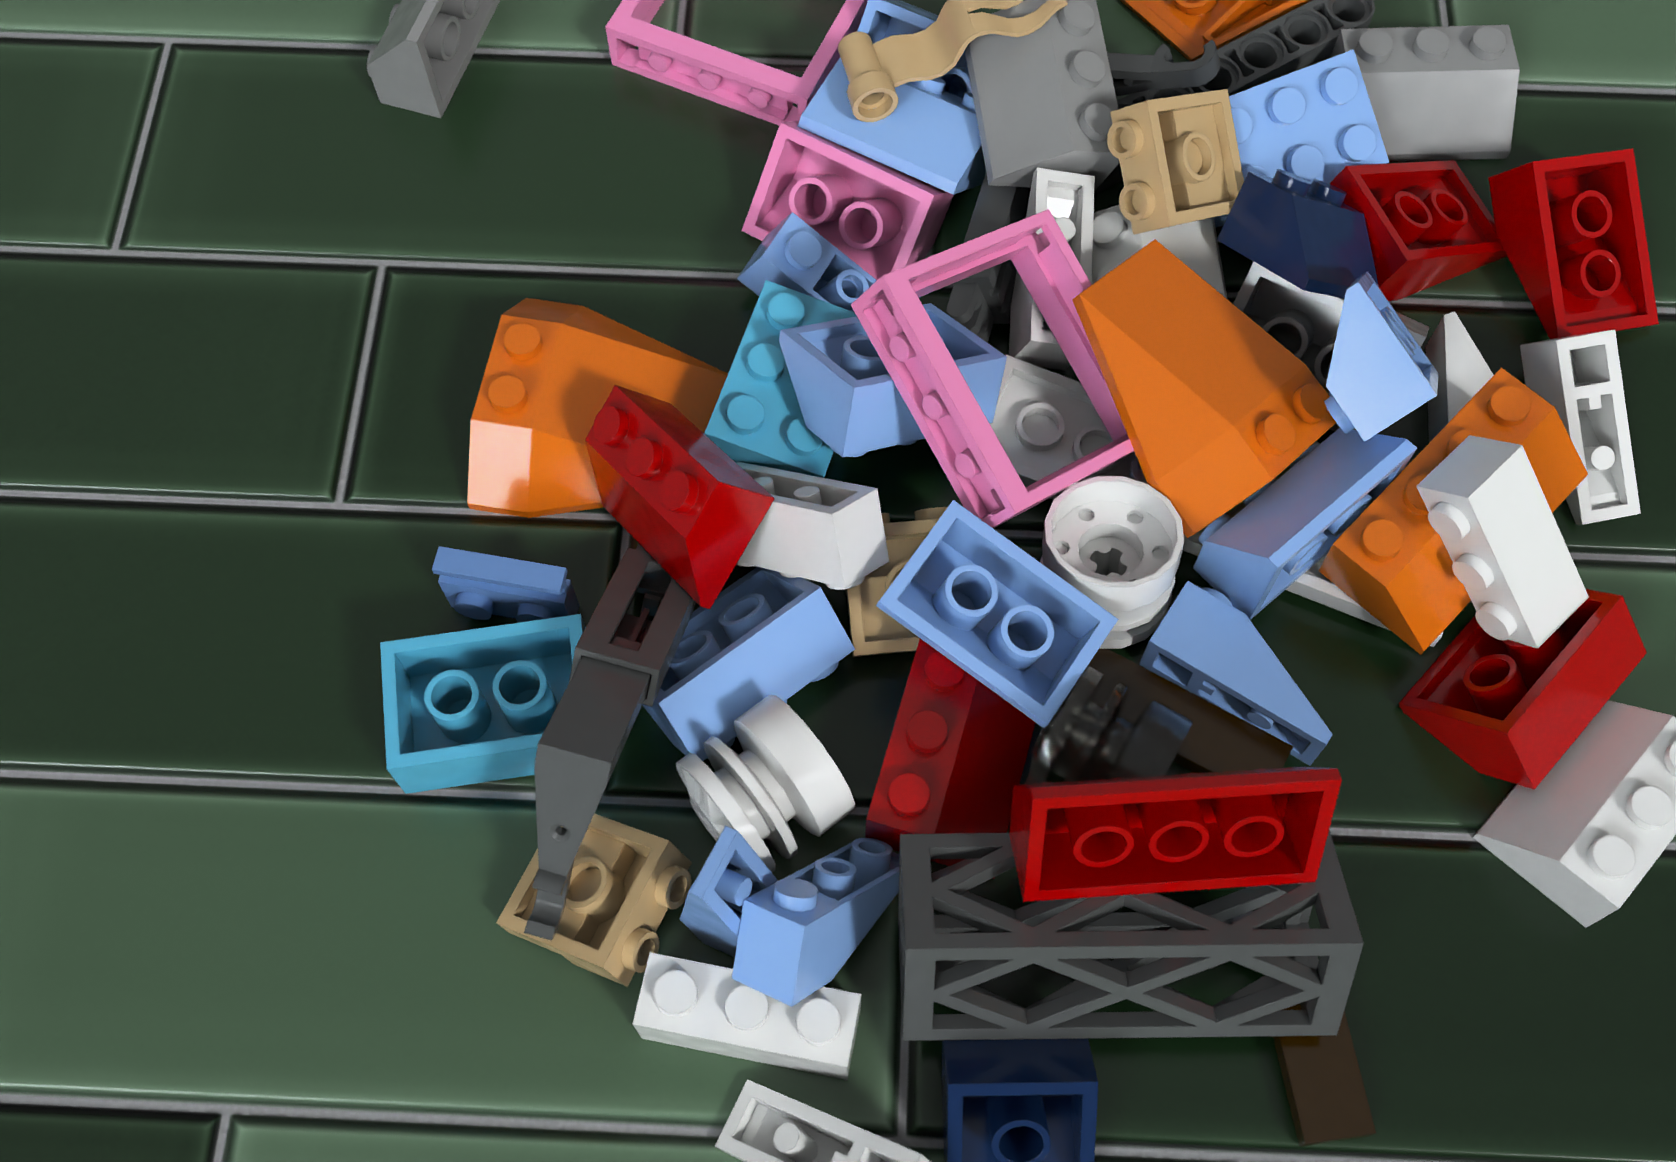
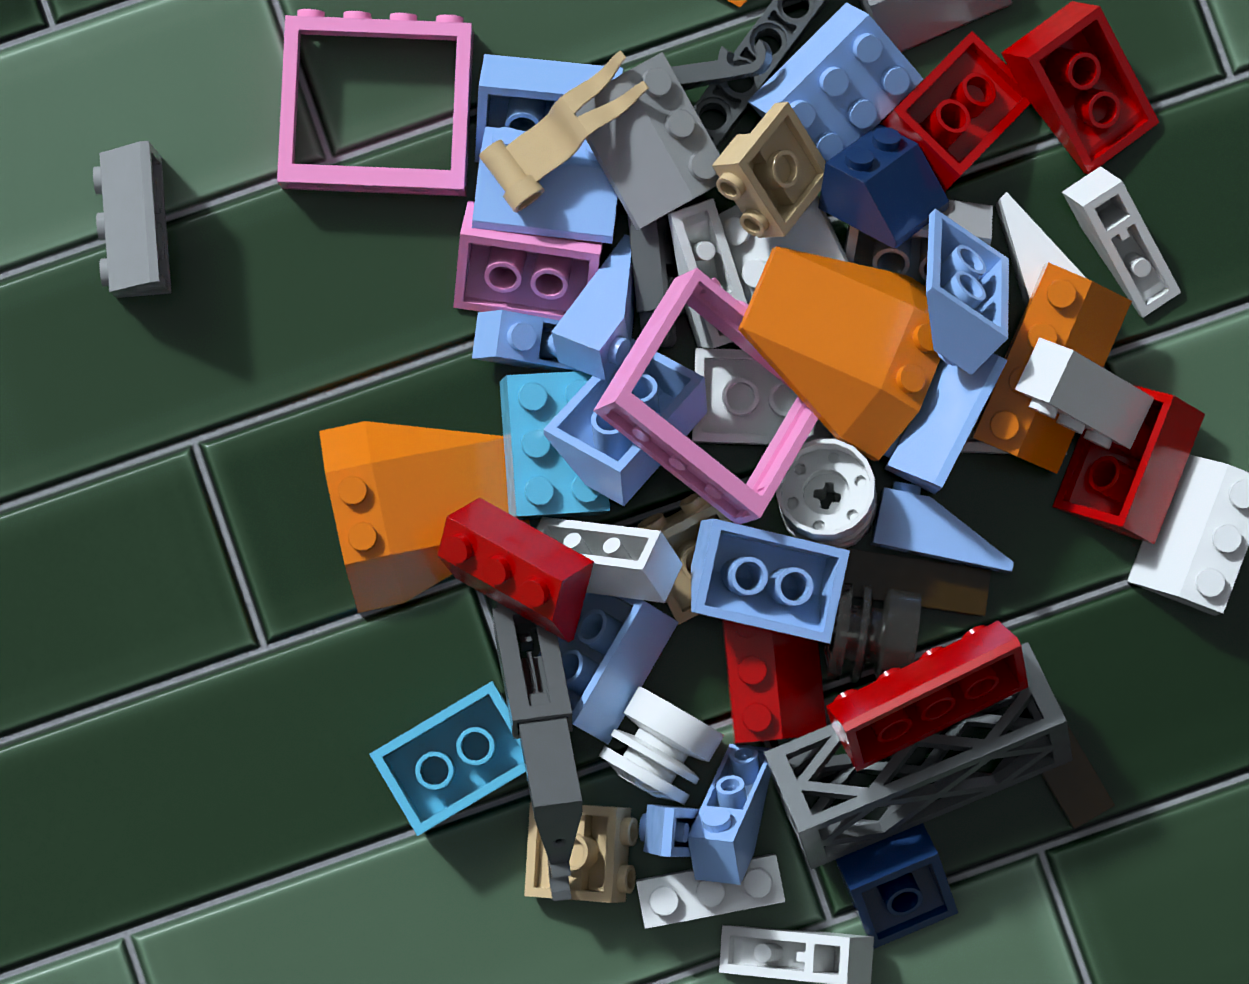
camera: 20 degrees left, 20 degrees up
(503, 586) = (405, 679): medium blue plate -> none
(879, 251) = (599, 323): none -> light blue slope

